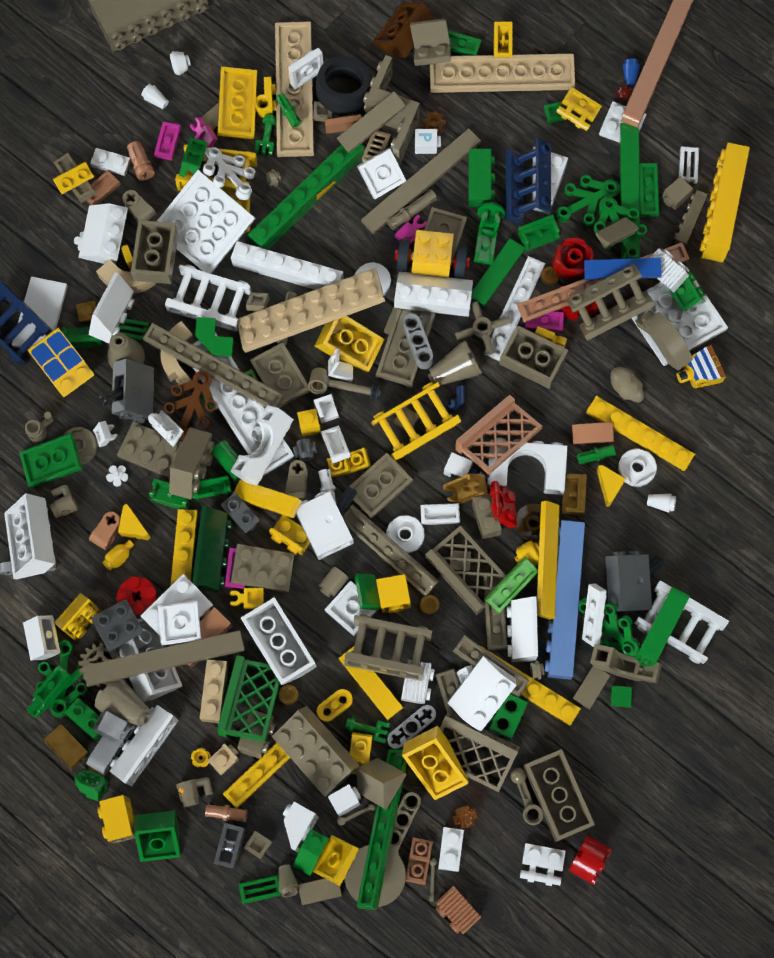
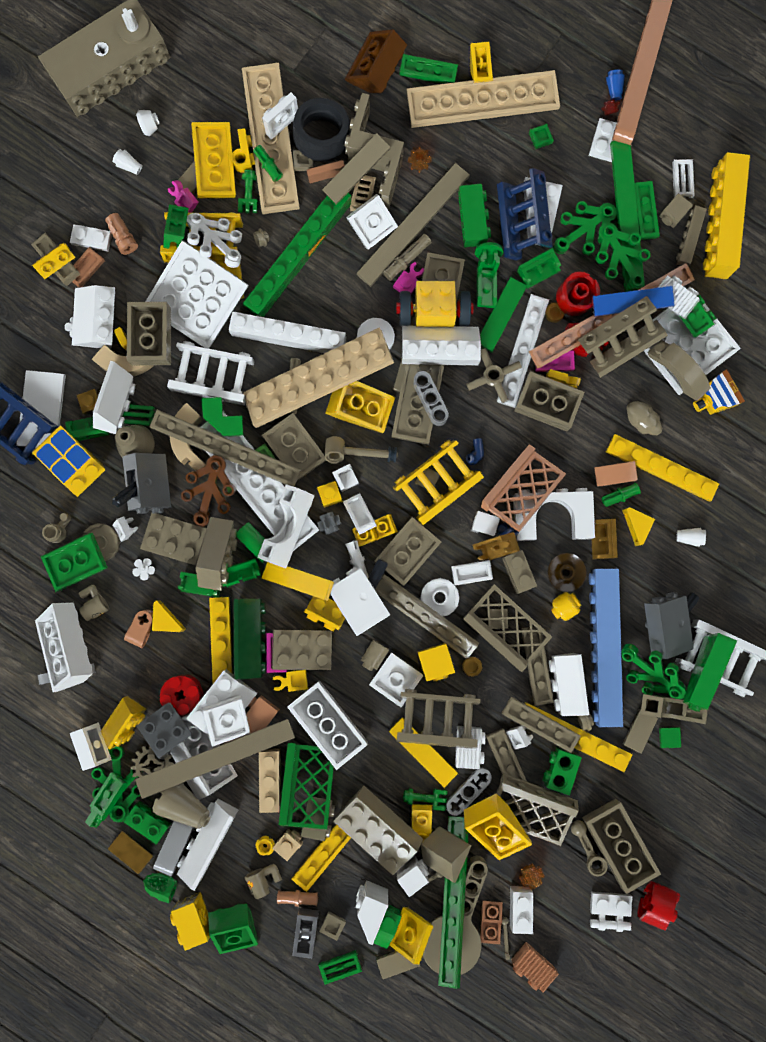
camera: 10 degrees left, 10 degrees up
(110, 726) = (171, 833): flat silver brick -> none
(117, 555) = (155, 652): yellow plant -> none
(139, 208) = (127, 285): dark tan piece -> none
(166, 427) = (186, 516): white hinge -> none
(167, 141) = (146, 209): dark pink plate -> none
(240, 513) = (272, 596): dark grey hinge -> none
(257, 301) = (261, 372): dark tan plate -> none
(287, 882) = (365, 958): dark tan cone -> none
(288, 694) = (344, 773): pearl gold tile -> none
(297, 483) = (325, 560): dark tan piece -> none
(334, 705) = (390, 779): yellow plate -> none
(339, 369) = (354, 435): white bracket -> none
(367, 591) = (410, 663): green tile -> none
(426, 141) = (414, 181): white brick -> none
(431, 42) = (407, 73): dark tan bracket -> none
(455, 366) = (471, 419): dark tan cone -> none
(482, 693) = (537, 756): white slope -> none
(503, 505) = (536, 559): red plate -> none
(511, 585) = (552, 640): bright green tile -> none
(547, 560) = (586, 611): yellow tile -> none
(581, 105) = (568, 125): yellow plate -> none
(594, 614) = (639, 664): white plate -> none
(616, 232) = (620, 261): dark tan slope -> none
(637, 478) = (651, 505): white tile -> none

